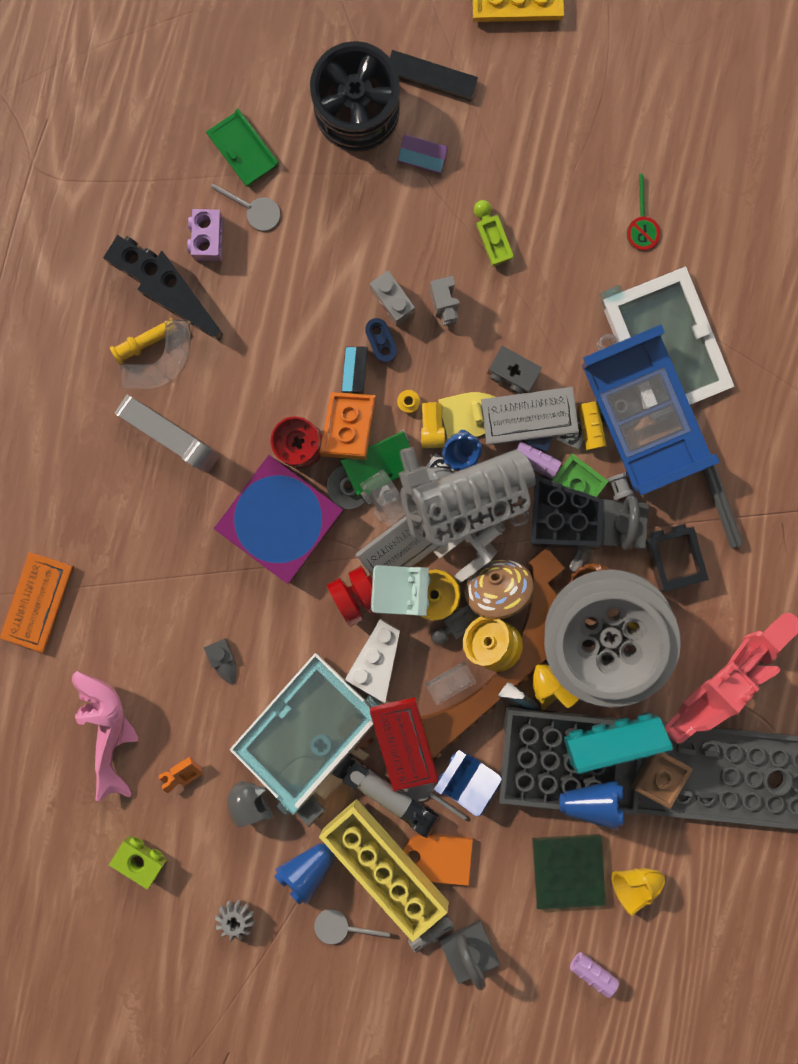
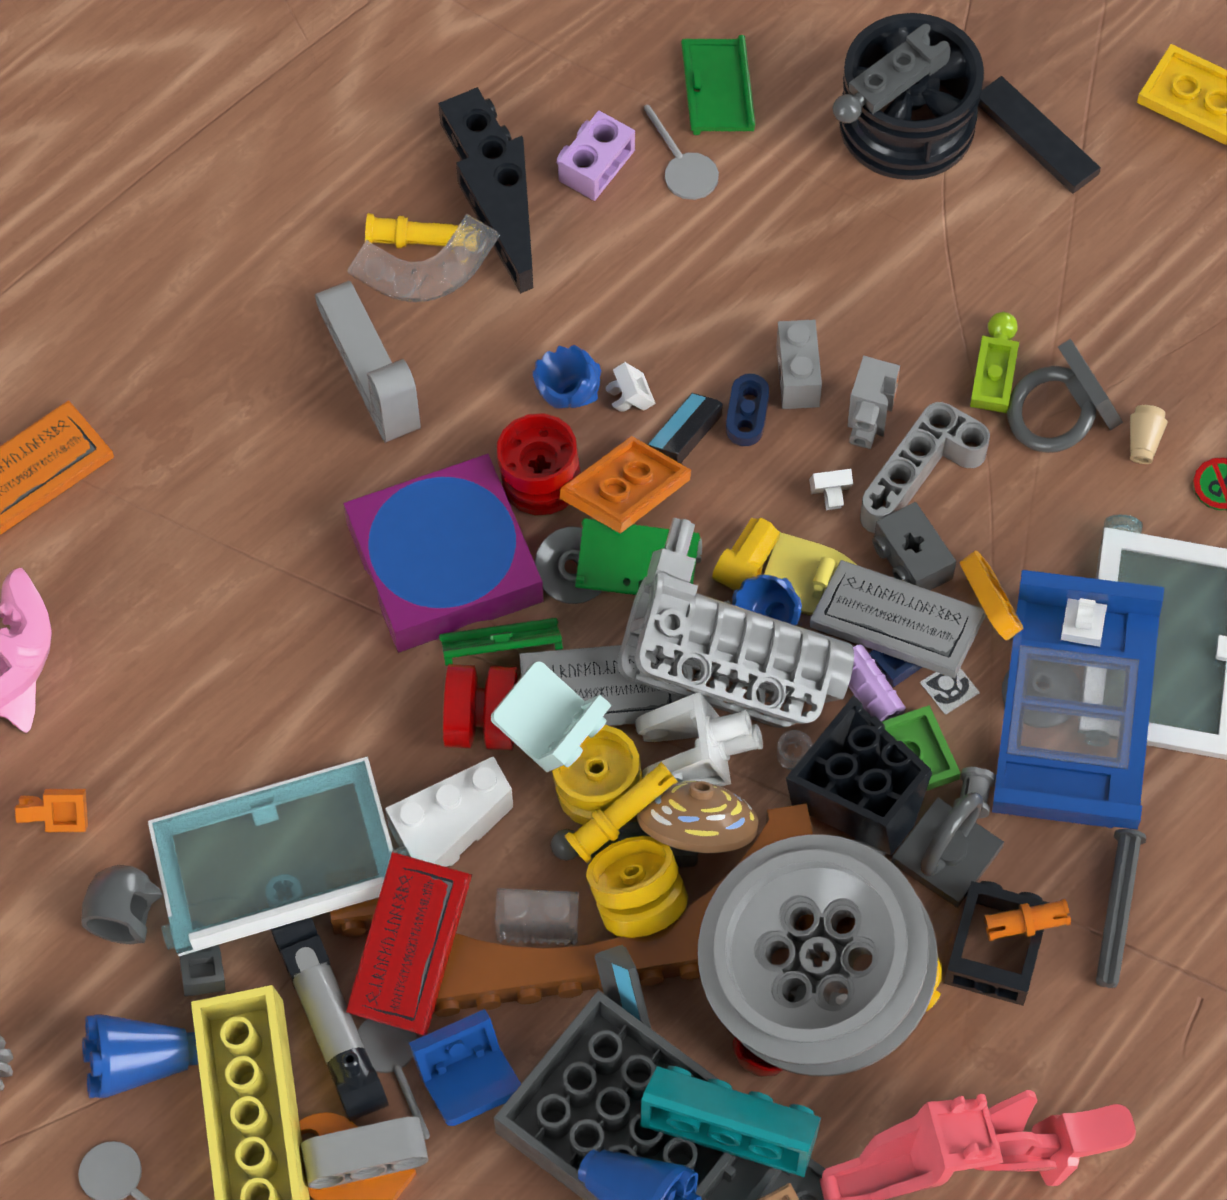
camera: 30 degrees right, 25 degrees down
(222, 660) = (227, 696): dark grey plate -> none
(278, 381) = (567, 377): none -> blue hair
(314, 364) = (633, 387): none -> white tile
(340, 551) = (500, 638): none -> green door
(346, 99) = (892, 75): none -> dark grey plate
(384, 497) = (612, 598): clear brick -> none
(408, 408) = (730, 517): yellow plate -> none
(422, 154) = (962, 217): slope -> none
(446, 851) = (364, 1152): none -> light grey beam
(450, 359) = (831, 485): none -> white tile
(458, 621) = (606, 824): none -> yellow pin
(488, 324) = (915, 469): none -> light grey beam
(549, 689) = (682, 1007): yellow helmet -> none
(550, 225) = (1083, 388): none -> dark grey tile
(569, 375) = (991, 595): none -> light orange beam
(591, 227) = (1146, 432): none -> tan cone
(592, 425) = (983, 686): yellow axle -> none
(626, 363) = (1083, 622): none -> white tile
(691, 546) = (1027, 919): none -> orange pin

